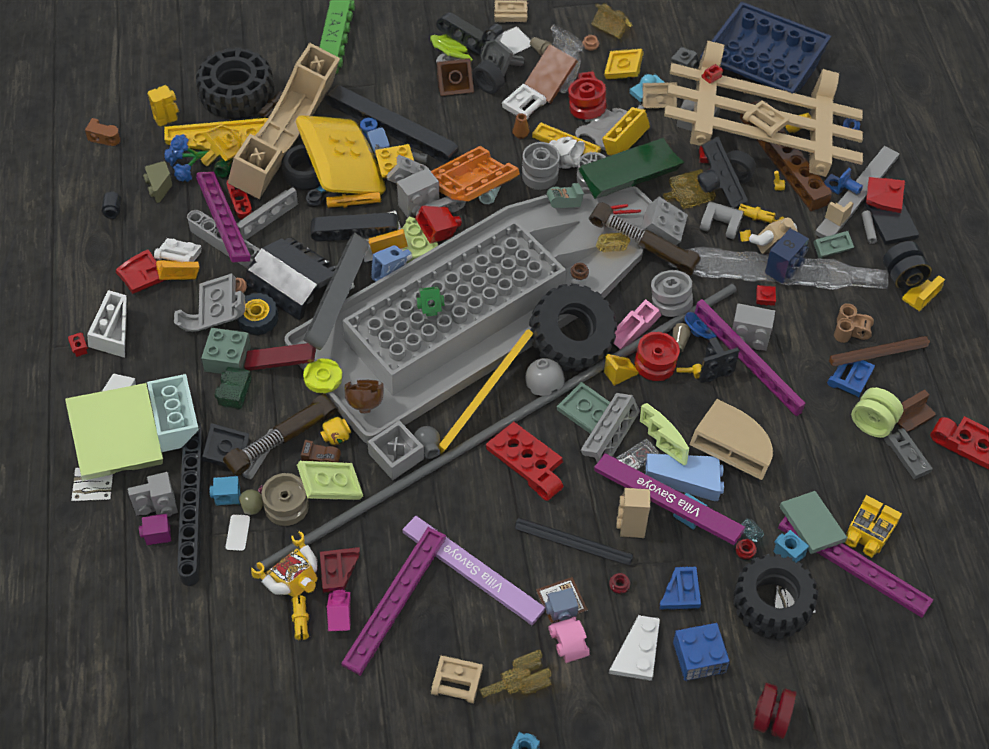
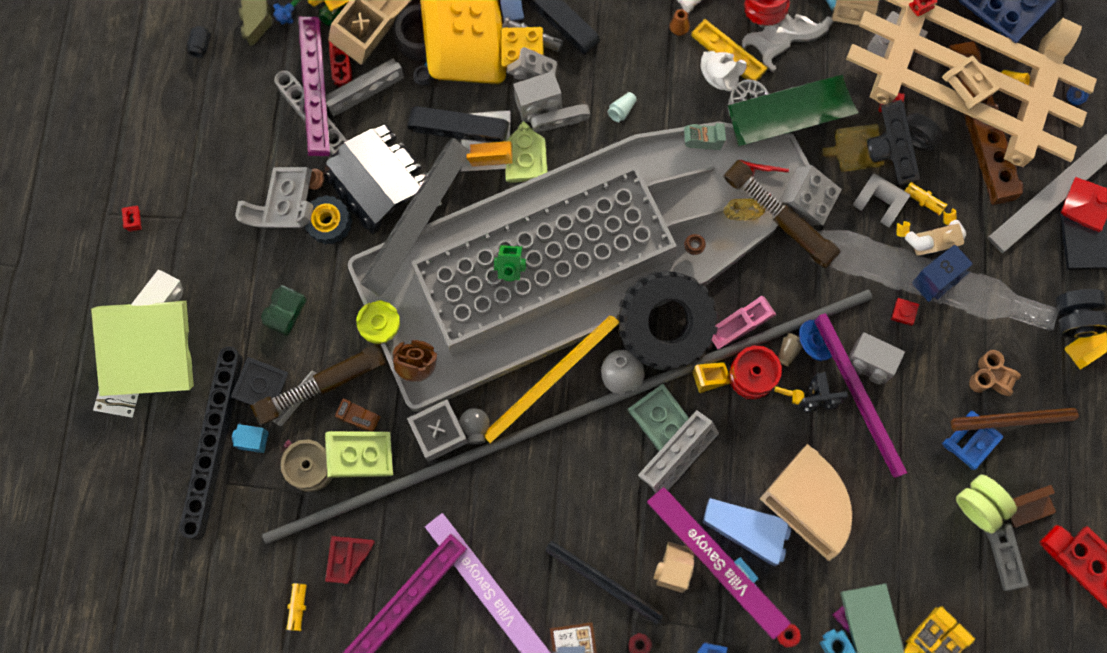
camera: 20 degrees right, 20 degrees up
(109, 325) = (167, 204): white wedge -> none
(139, 272) = (213, 138): red plate -> none
(154, 496) = (178, 433): light grey brick -> none
(155, 529) = (169, 469): magenta brick -> none
(172, 411) = (208, 333): light aqua slope -> none
(177, 251) = (261, 116): white plate -> none
(177, 270) = (252, 143): light orange panel -> none
(225, 350) = (284, 263): sand green brick -> none
(237, 532) = (254, 487): white sticker -> none
(251, 502) = (271, 457): olive piece -> none
(280, 356) = (336, 285): dark red tile -> none
(292, 573) = (298, 557): torso -> none
(335, 431) = (380, 390): yellow head -> none
(339, 611) = (336, 610): dark pink slope -> none
(356, 199) = (465, 87): light orange pin -> none
(388, 261) = (485, 184): medium blue torso -> none
(437, 223) = (551, 140): red torso -> none
(473, 175) = (604, 84): orange wedge -> none
(540, 165) = (688, 84): light grey wheel -> none
(540, 480) = (586, 500): red hinge -> none
(626, 131) = (801, 55): yellow brick -> none
(637, 455) = (700, 491): clear tile -> none
(665, 433) = (736, 483): yellowish green slope -> none
(672, 293) = (794, 292): light grey wheel -> none
(752, 530) = (800, 616): clear light blue piece -> none
(779, 184) = (964, 161): yellow hand -> none
(833, 244) = (1004, 260): sand green plate -> none
(838, 213) = (1022, 220): tan panel -> none
(844, 182) = (1042, 177): blue bracket -> none
(869, 227) = (1055, 243): light grey piece -> none

